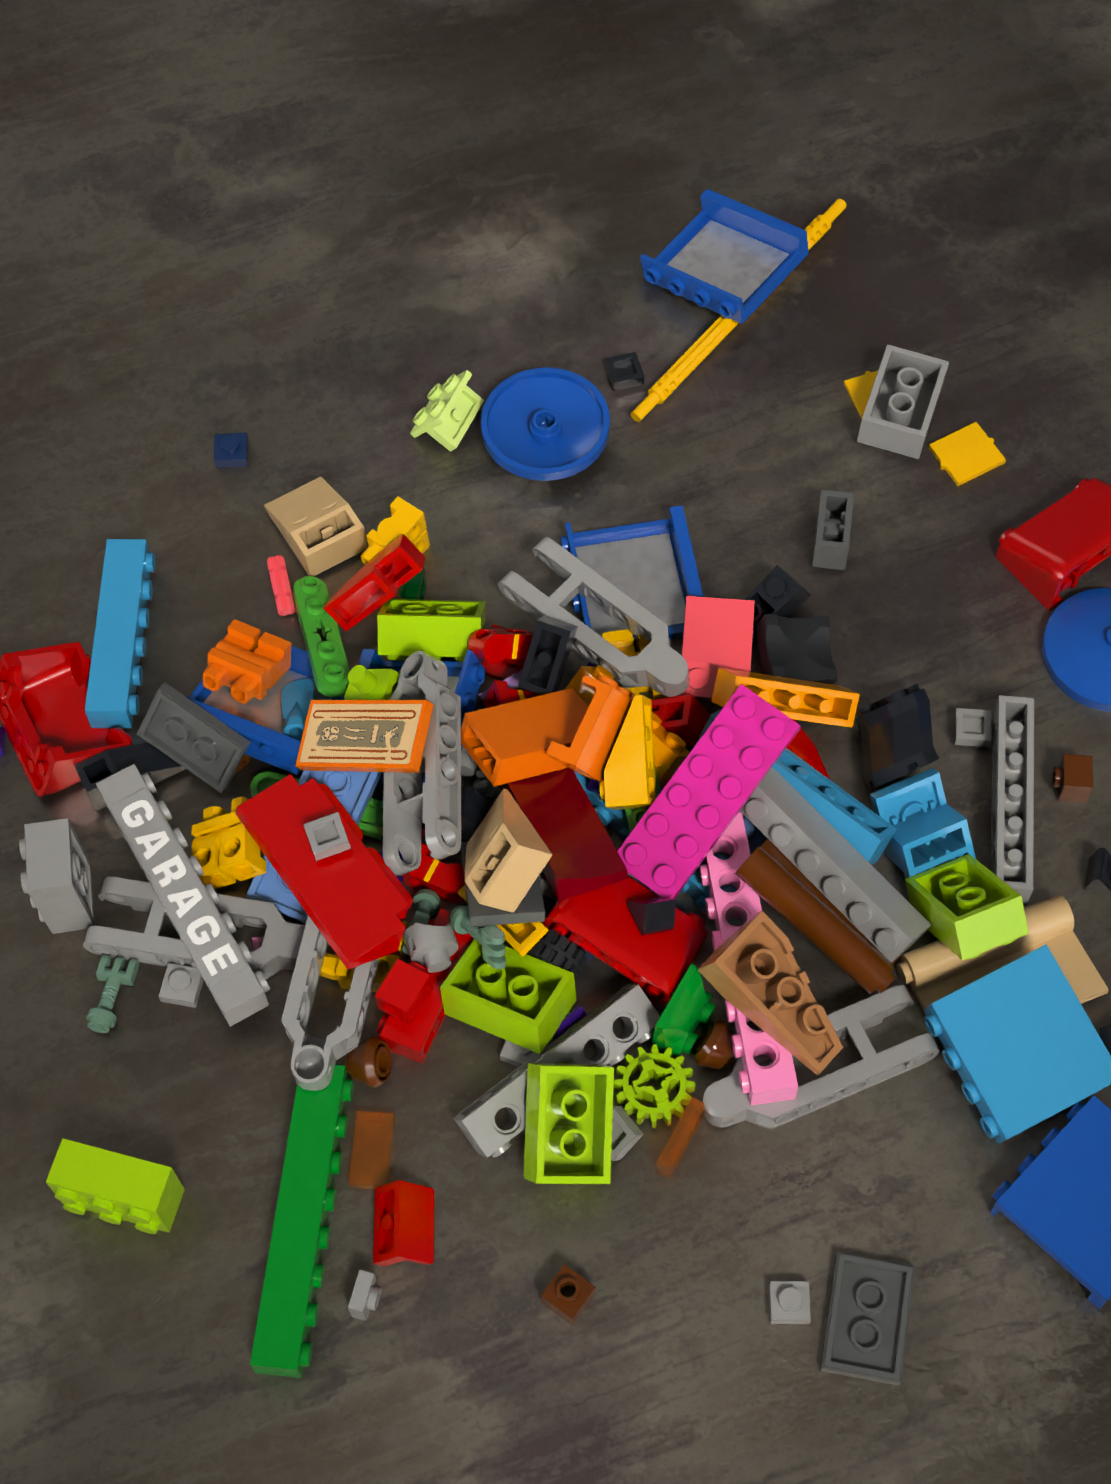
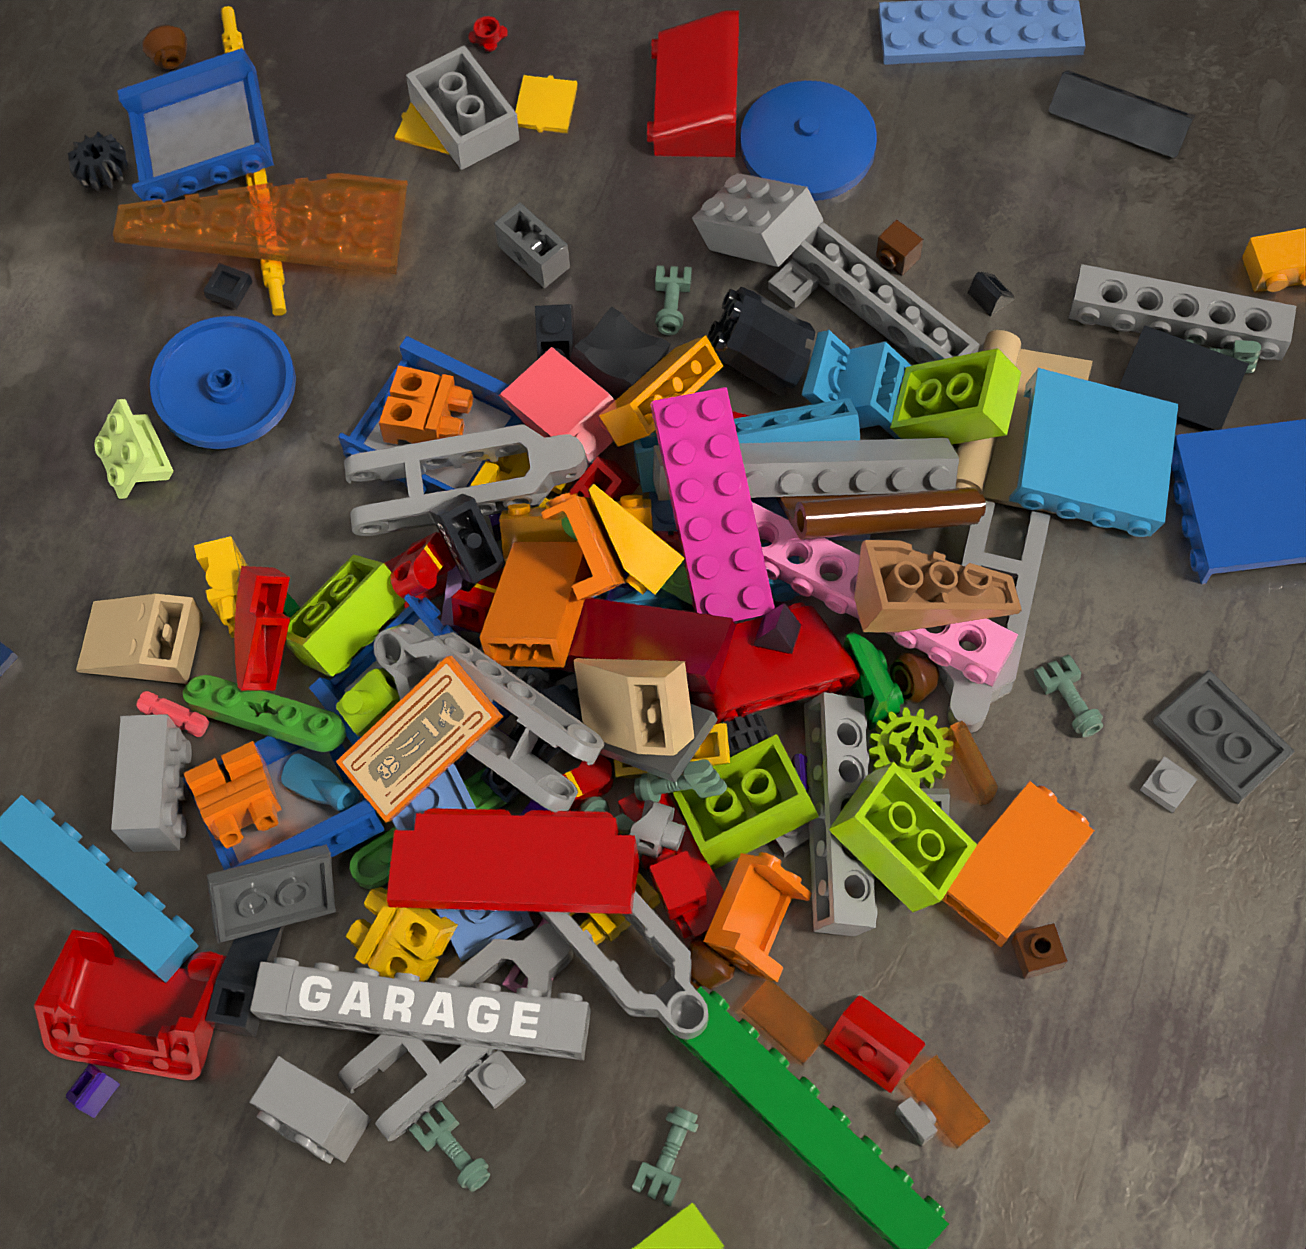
camera: 50 degrees left, 5 degrees up
(205, 607) = (150, 783): none -> light grey brick
(241, 1130) = (661, 1173): none -> sand green hinge
(327, 836) = (492, 839): light grey plate -> none
(397, 1310) = (949, 1102): none -> clear orange tile
(428, 1063) = (753, 914): none -> orange panel
(627, 1228) = (1017, 862): none -> orange brick
(637, 560) = (422, 407): none -> orange hips
(646, 222) = (98, 161): none -> black gear
(722, 385) = (322, 222): none -> clear orange wing
(774, 190) = (165, 46): none -> reddish brown cone
(789, 1201) = (1087, 721): none -> sand green hinge
(861, 666) = (669, 319): none -> sand green hinge
(986, 365) = (487, 33): none -> red plate
(994, 658) = (757, 219): none -> light grey brick

